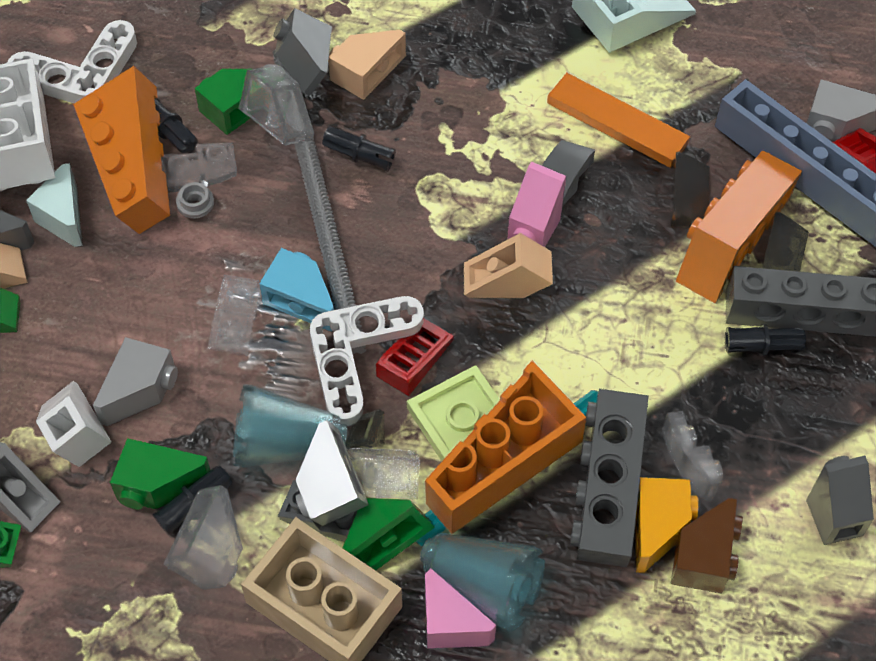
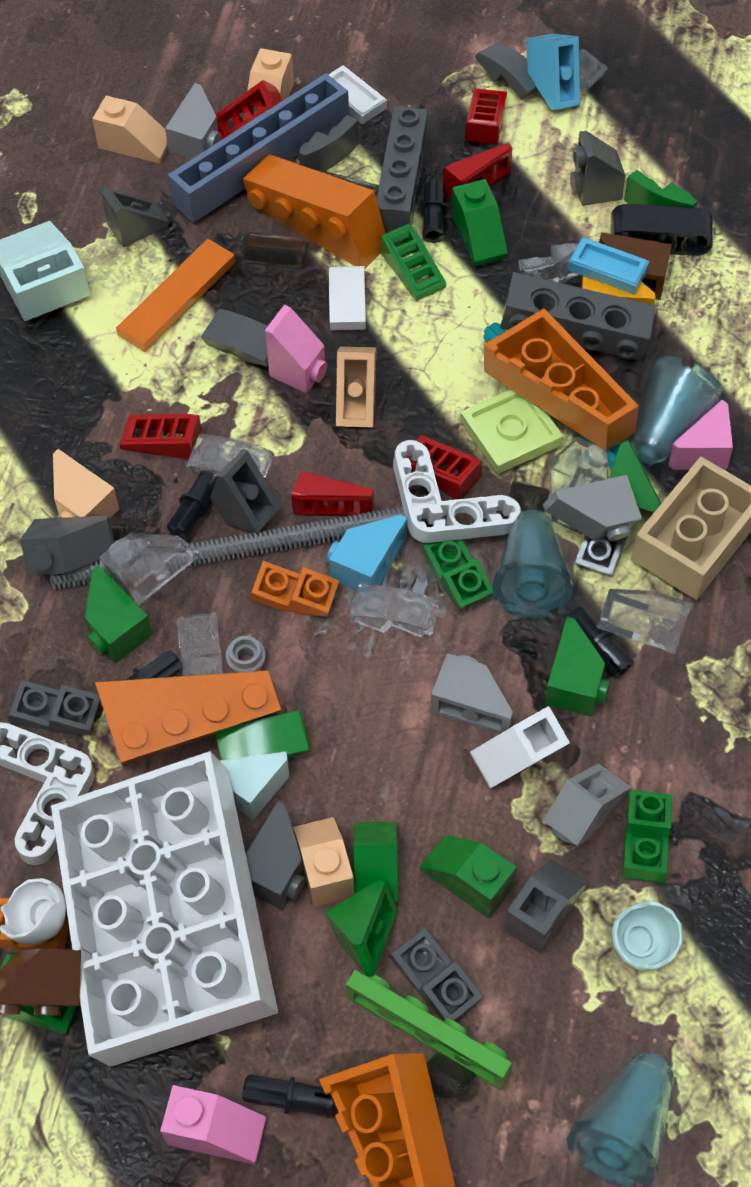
camera: 85 degrees left, 0 degrees up
(97, 220) = (265, 736): none -> green slope
(156, 60) = (54, 710): none -> dark grey slope
(266, 233) = (294, 592): none -> orange slope
(285, 373) = (457, 572): none -> green slope
(354, 174) = (244, 495): none -> dark grey slope
(369, 249) = (330, 497): none -> red slope
(409, 172) = (216, 452): none -> clear slope
(441, 140) = (171, 446): none -> red slope
(630, 264) = (347, 298): none -> white tile
(680, 502) = (608, 265): none -> medium azure tile
(702, 304) = (404, 242): none -> green slope
(708, 68) = (131, 215): none -> dark grey slope
(747, 381) = (479, 222): none -> green slope
(768, 580) = (684, 228): none -> black beam
(814, 583) = (647, 192): none -> green slope
(822, 378) = (478, 168): none -> red slope
(823, 55) = (129, 130): none -> light nougat slope
(838, 240) = (328, 150): none -> dark grey slope

